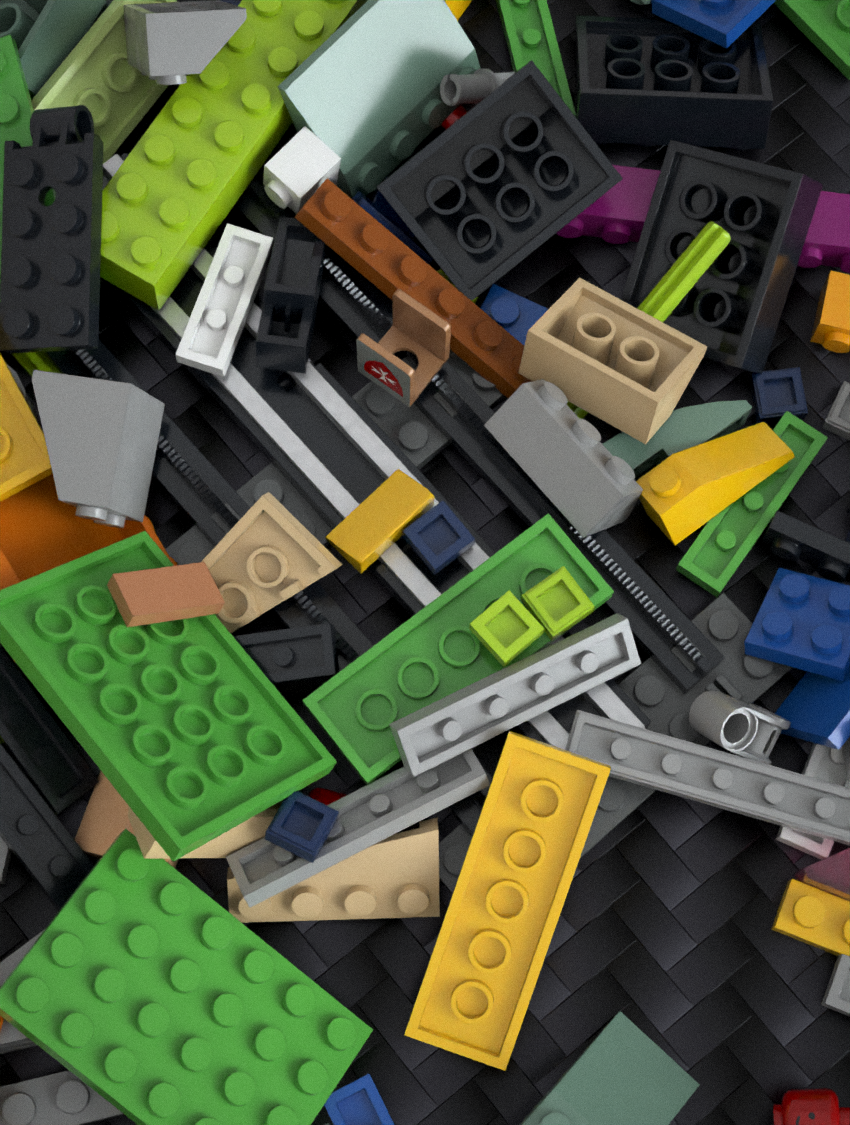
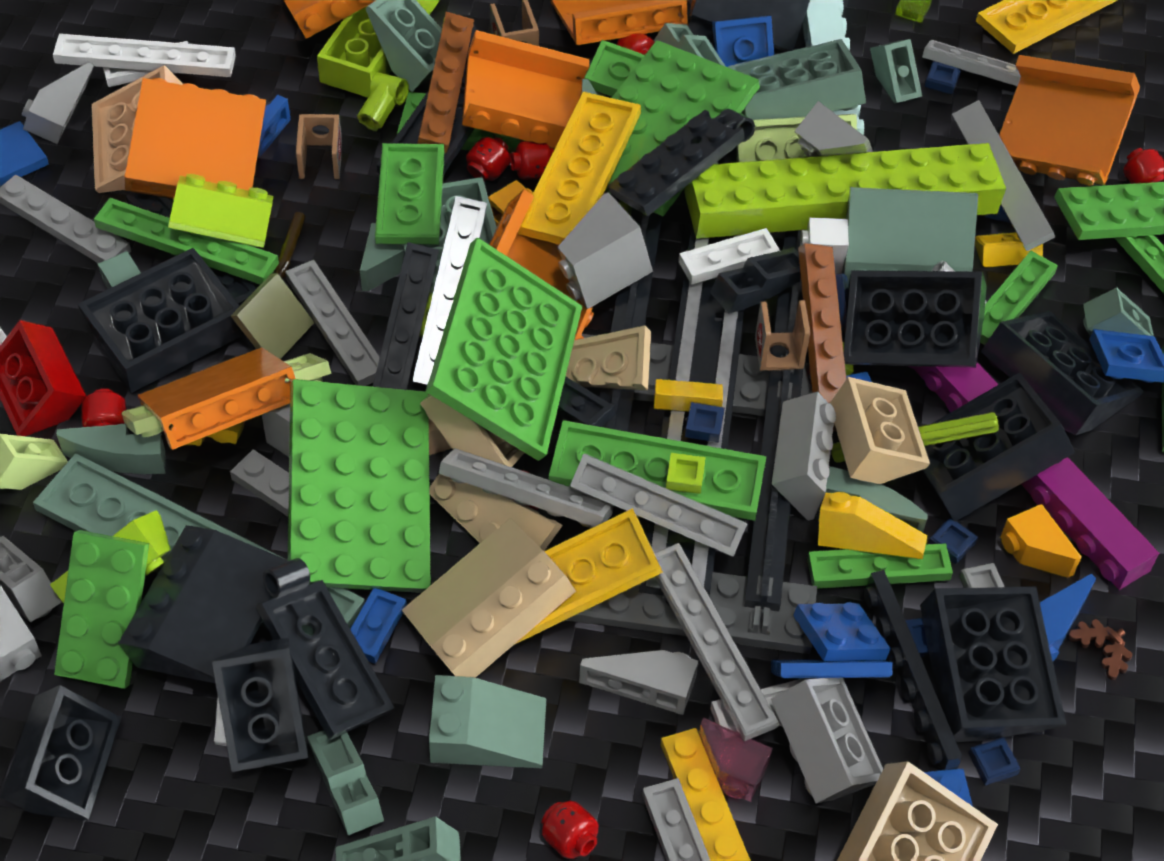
camera: 50 degrees right, 20 degrees down
(165, 594) = (557, 325): nougat tile -> none
(301, 825) = (499, 459): dark blue tile -> none
(461, 990) = (488, 600): none -> tan slope
(557, 603) = (723, 489): lime tile -> none
(698, 871) = (648, 677): none -> light grey slope
(736, 725) = (752, 637): light grey piece -> none

